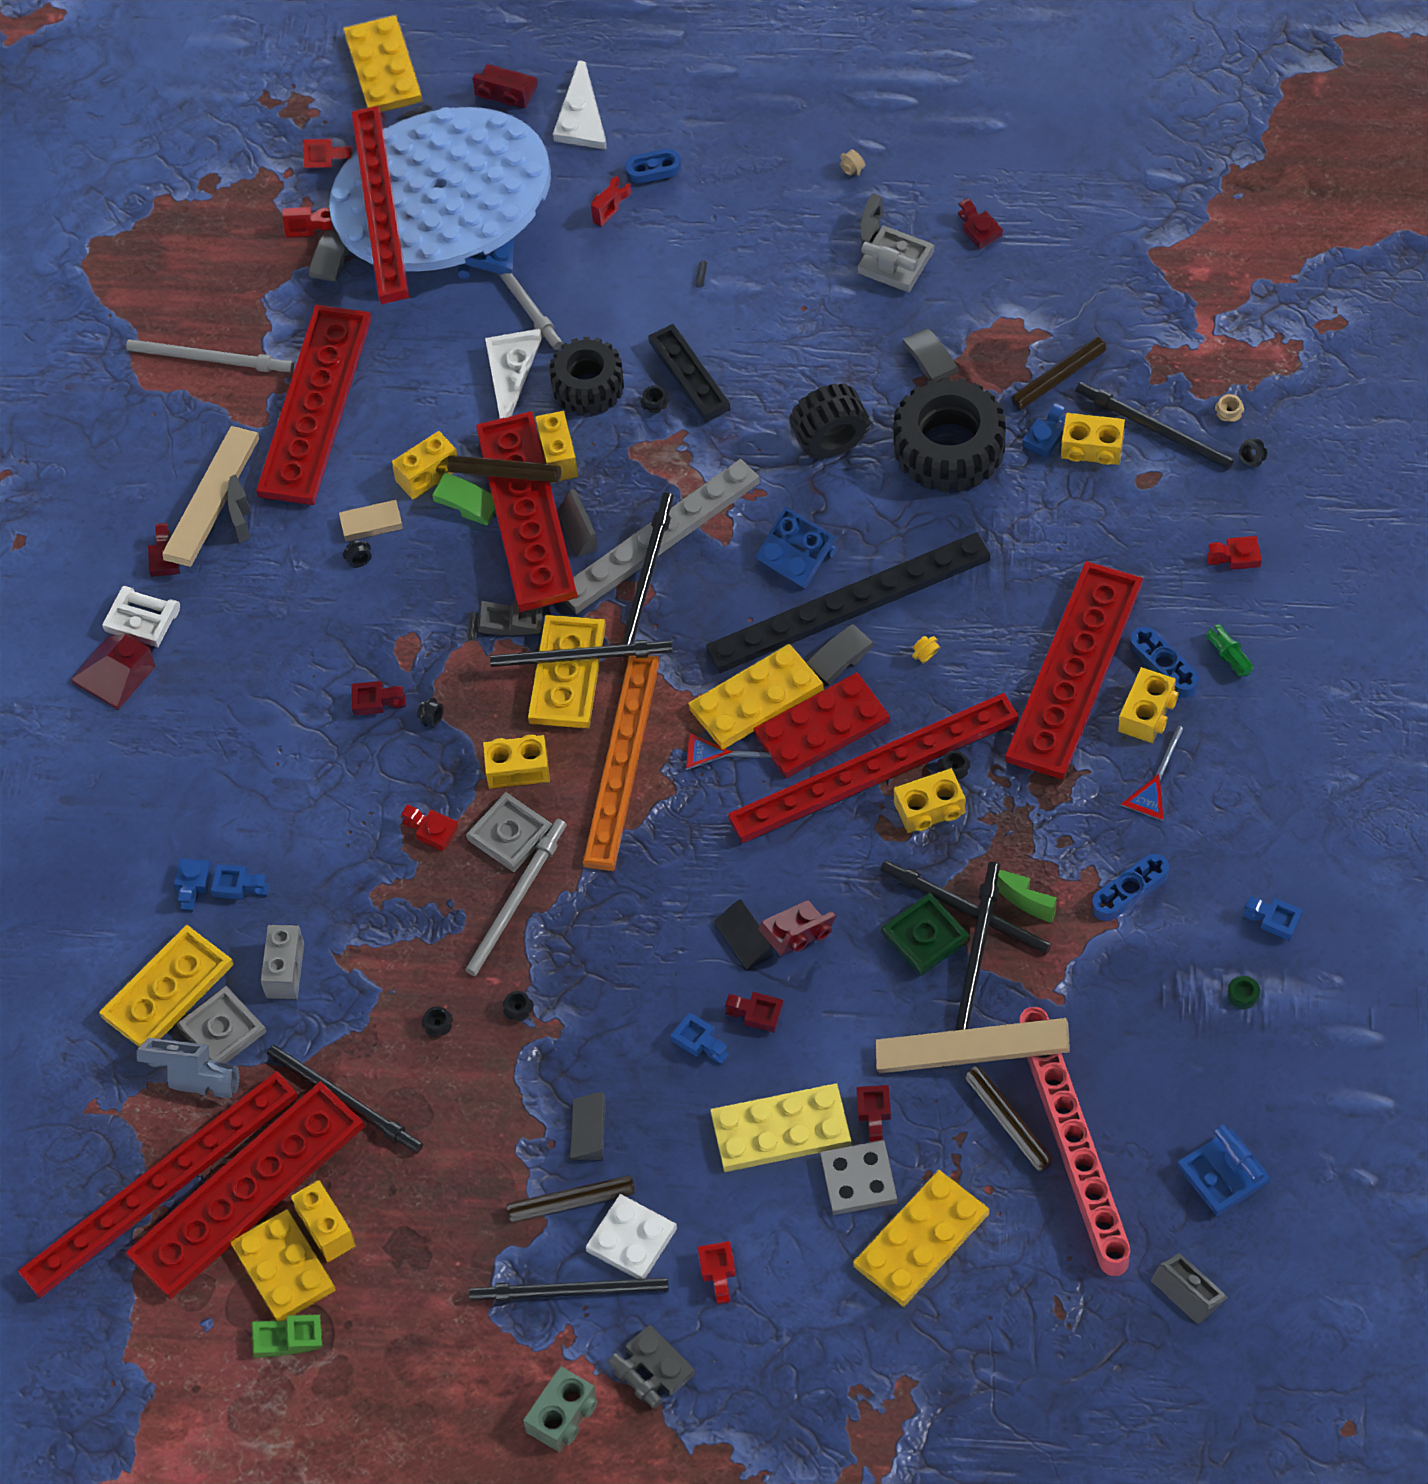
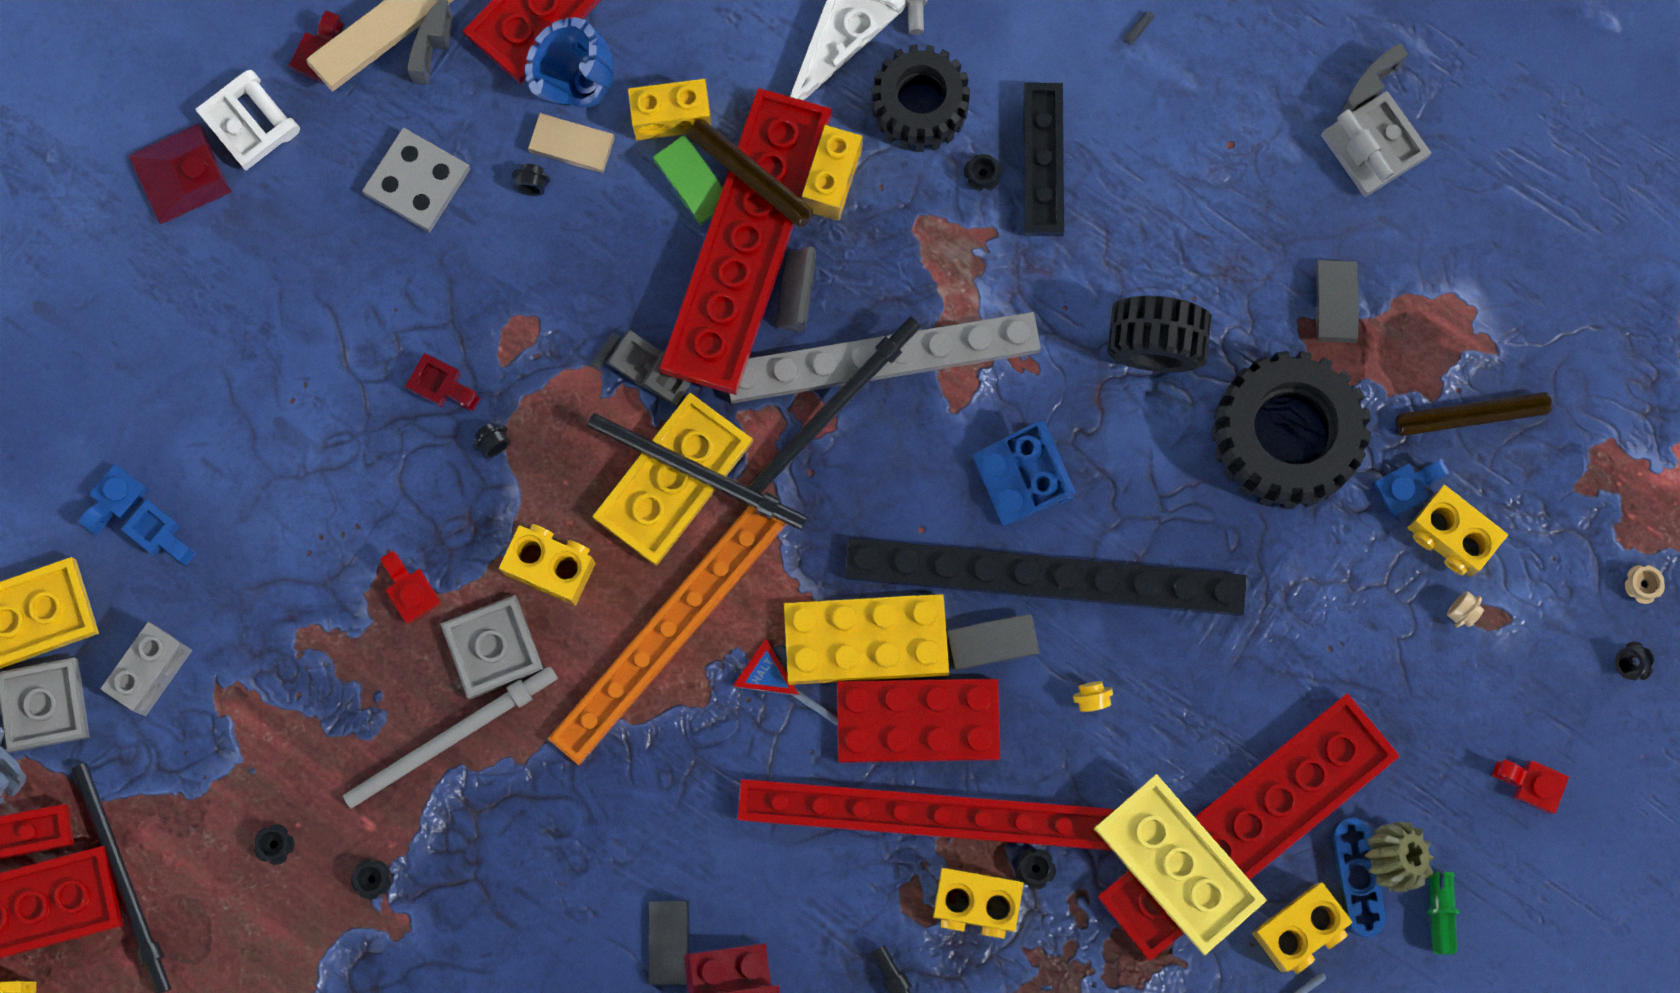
camera: 25 degrees right, 20 degrees up
(279, 593) = (416, 180): none -> light grey tile
(343, 467) = (570, 64): none -> blue hair
(978, 227) = (1503, 158): dark red plate -> none
(1044, 705) = (1180, 864): none -> light yellow plate
(1105, 400) = (1504, 483): black bar -> none
(1128, 479) = (1465, 609): none -> tan plate
(1180, 630) = (1399, 856): none -> olive gear

